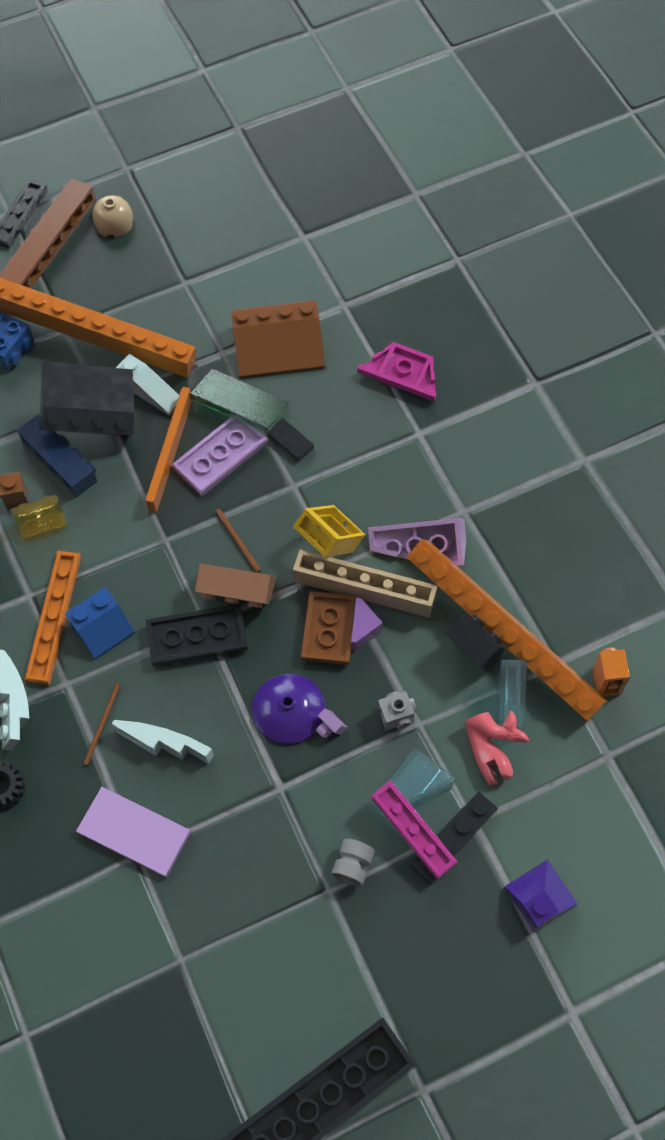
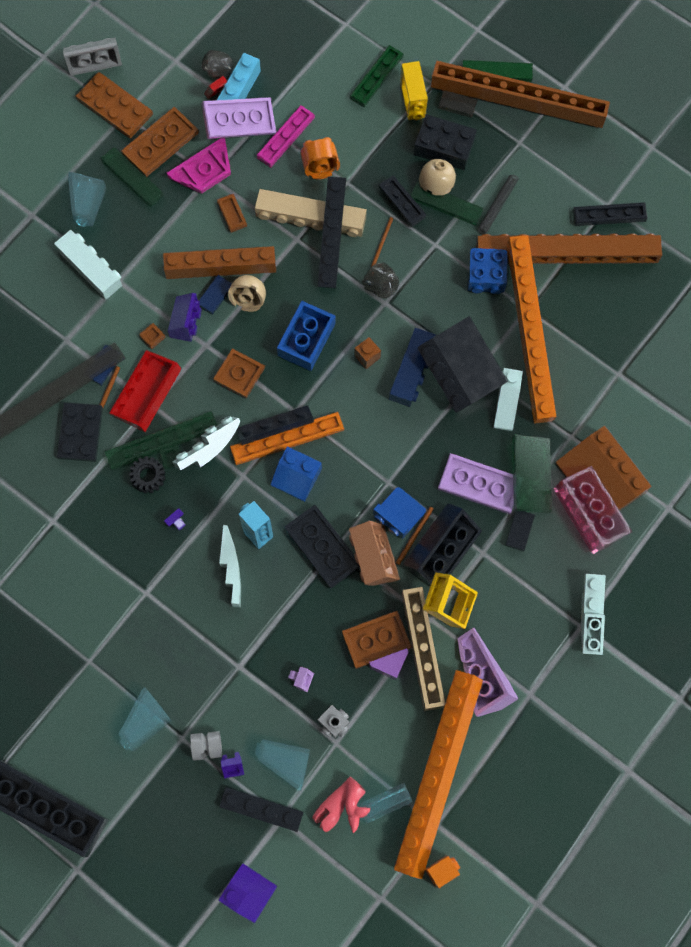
camera: 60 degrees right, 10 degrees up
(31, 620) = (275, 425): none -> black plate
(39, 517) = (355, 385): clear yellow bracket -> none
(72, 777) = (175, 519): none -> dark purple tile
(101, 725) = (214, 518): dark orange axle -> none
(112, 216) = (646, 286): tan cylinder -> none
(133, 680) = (255, 524): none -> medium azure brick
(133, 832) = (159, 582): lavender tile -> none
(168, 450) = (461, 444): orange tile -> none
(205, 541) = (399, 512): none -> blue bracket
(265, 516) = (443, 544): none -> black slope
(287, 922) = (143, 721): none -> clear light blue slope
(288, 723) = (306, 654): dark purple dish -> none
(308, 364) = (592, 509): none -> clear pink slope
(391, 845) = (233, 766): none -> dark purple tile
(403, 369) = (631, 586): dark pink wing -> none
(413, 829) = (247, 777): dark pink tile -> none
(414, 416) = (592, 614): none -> light aqua slope
(476, 642) = (412, 756): black slope -> none

